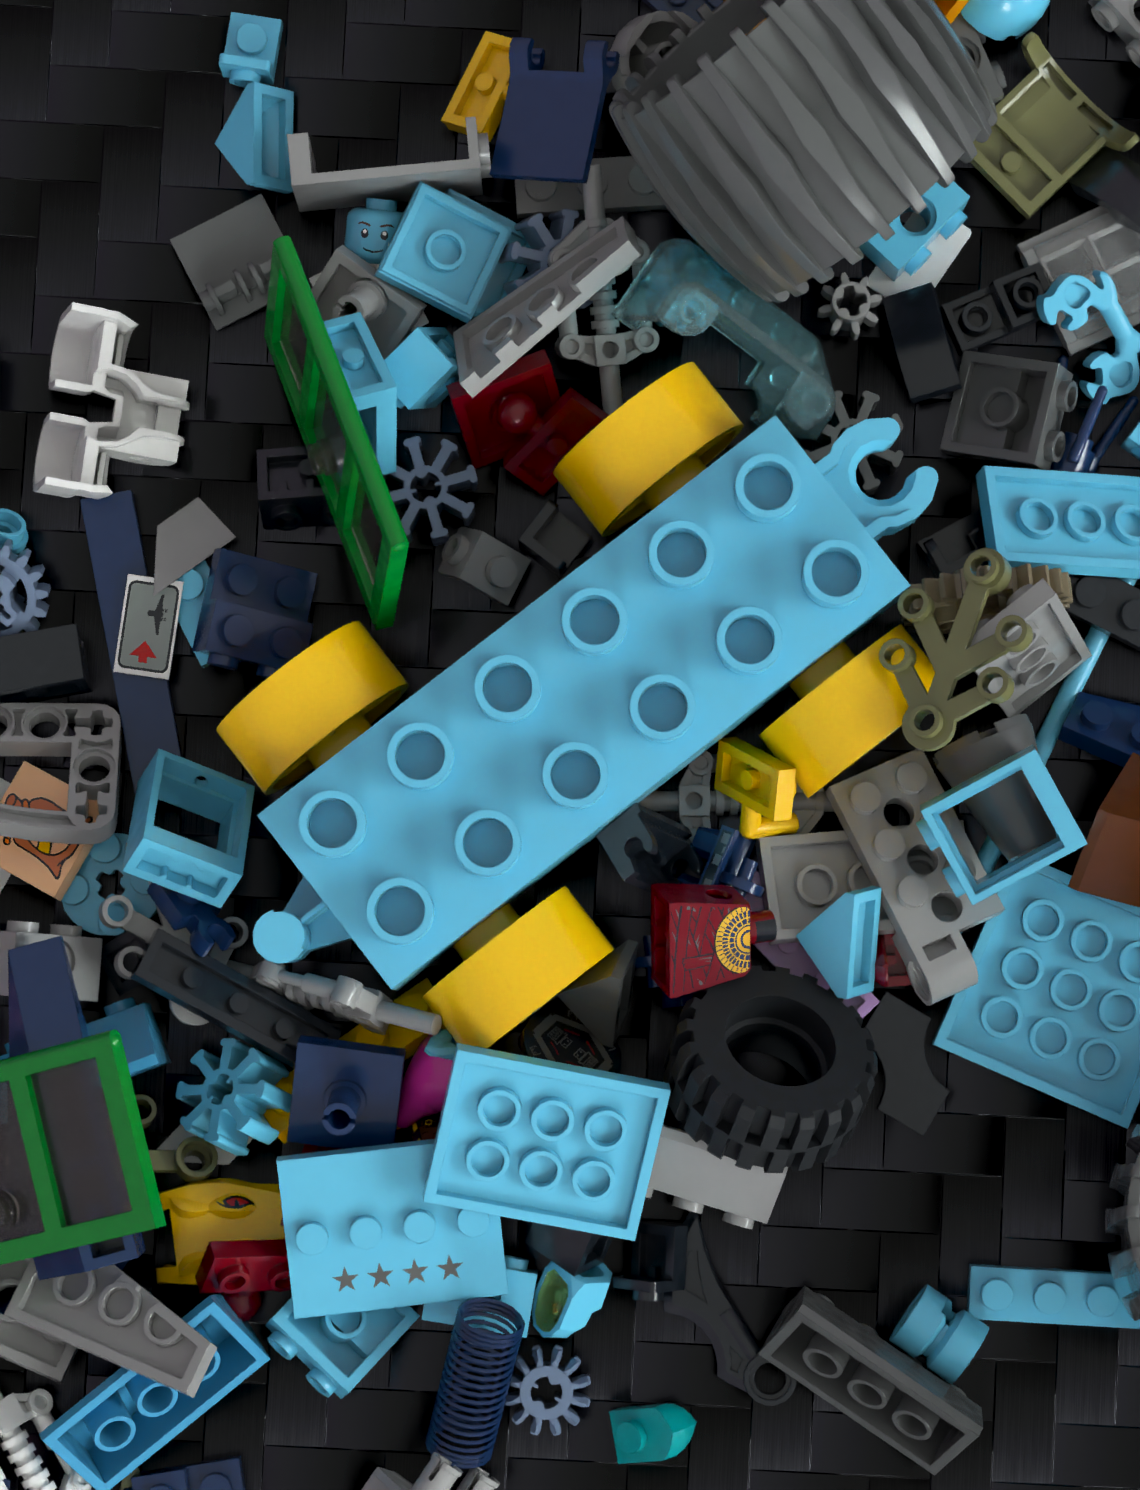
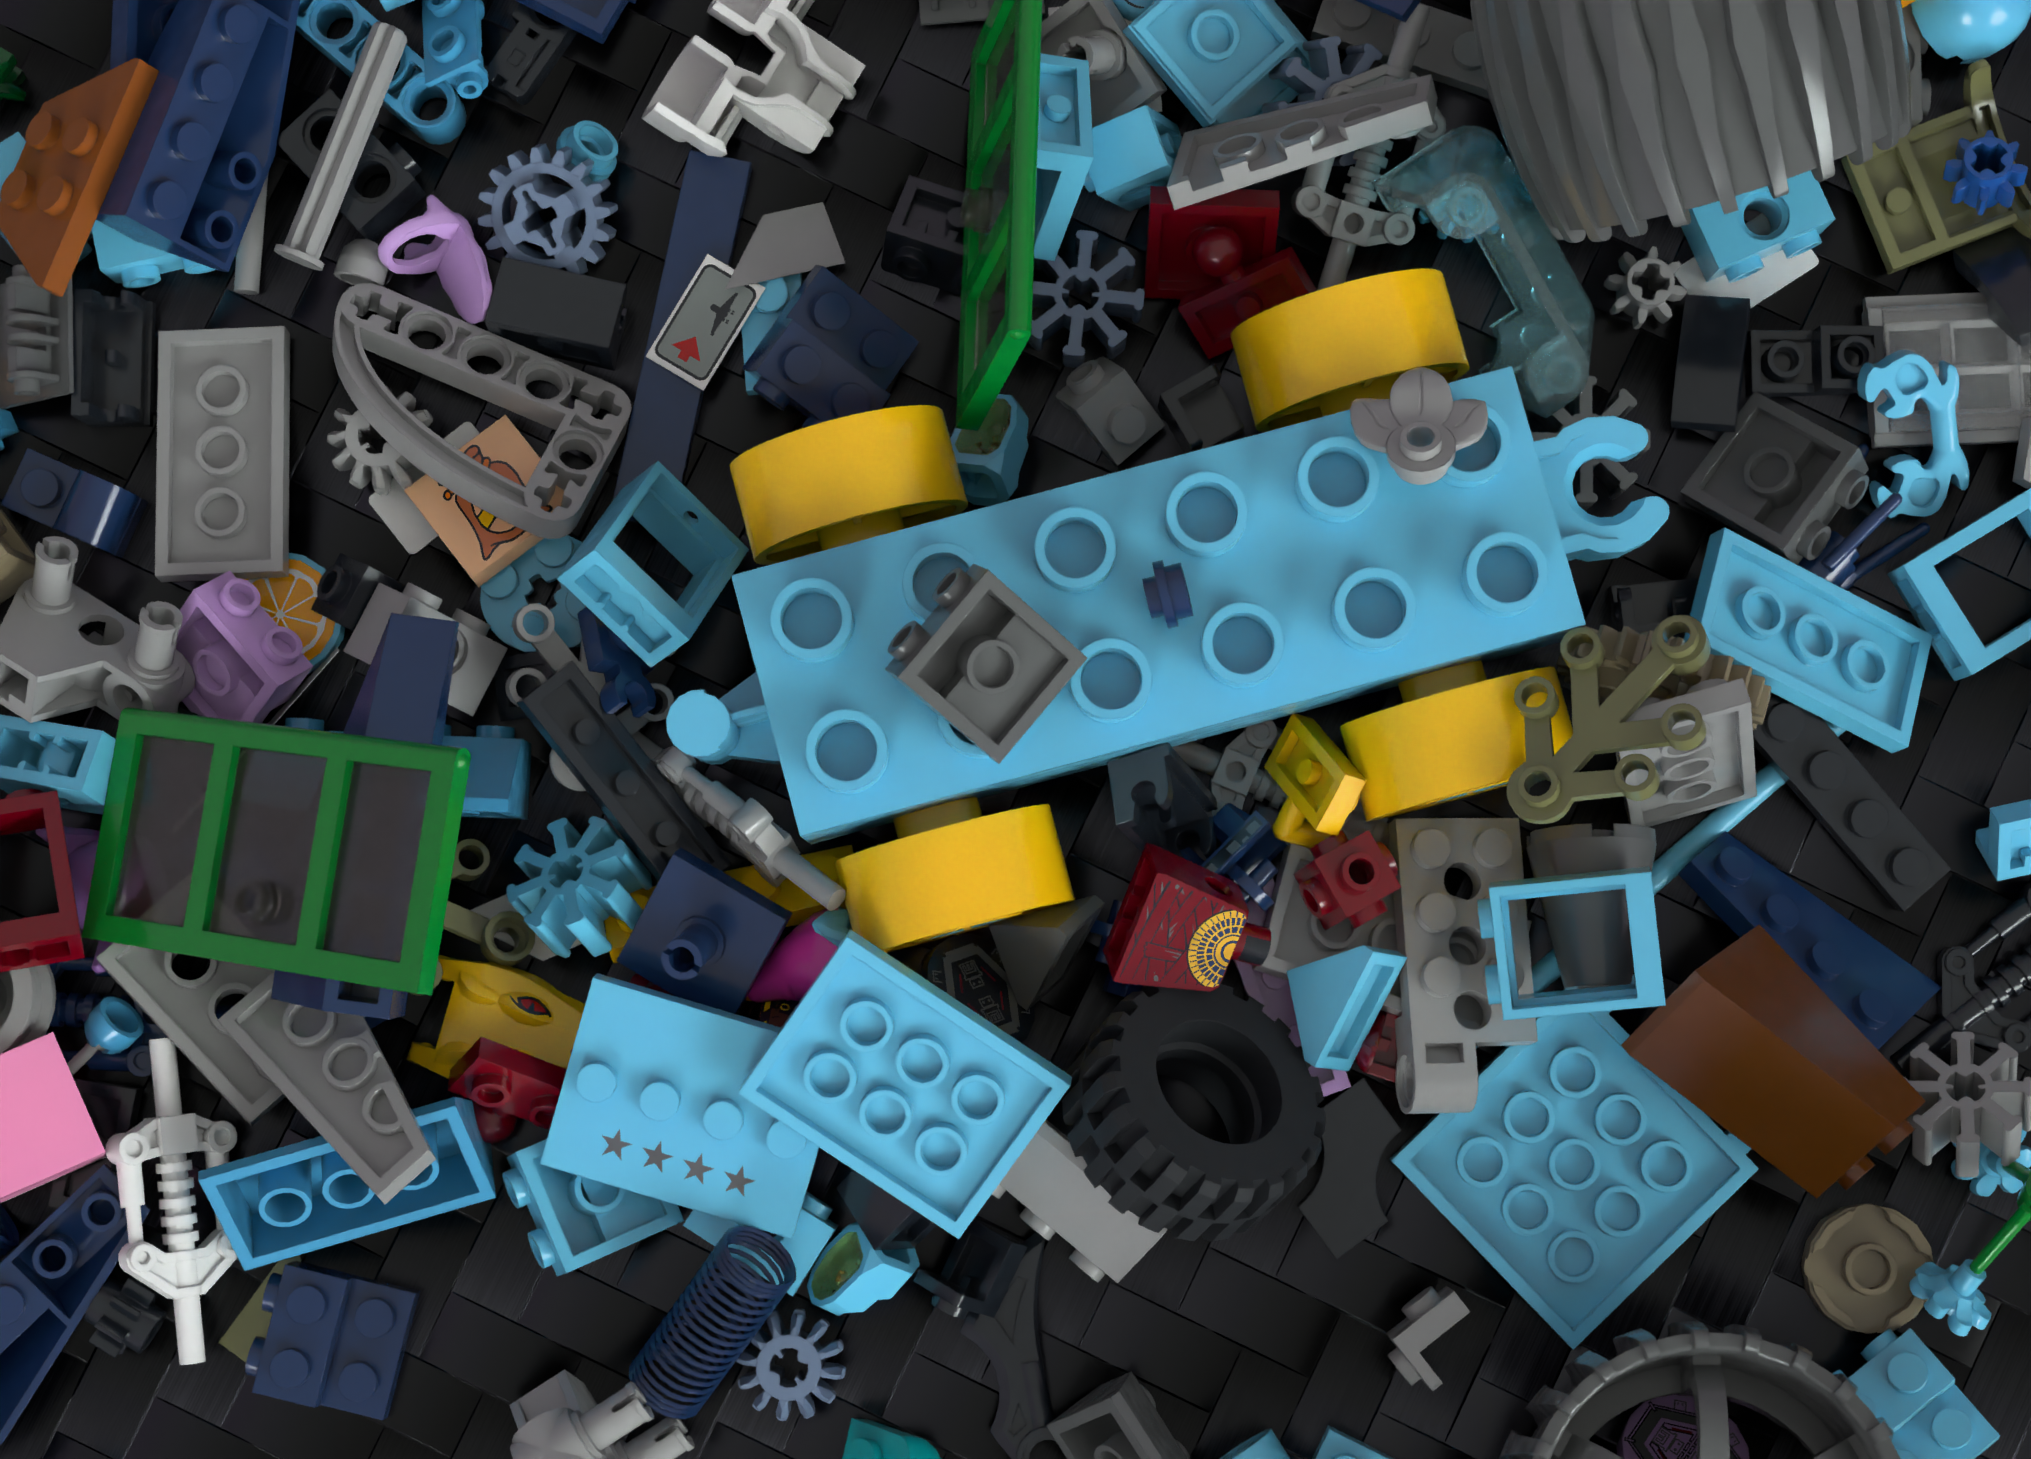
camera: 30 degrees right, 0 degrees up
(411, 639) = (994, 454): none -> medium azure rock
(475, 801) = (983, 660): none -> dark grey plate
(591, 693) = (1168, 593): none -> dark blue plate
(720, 484) = (1419, 425): none -> light grey plate
(804, 862) = (1331, 891): none -> dark red brick
(1009, 1152) = (1426, 1319): none -> light grey bracket
(1072, 127) = (1985, 172): none -> blue gear

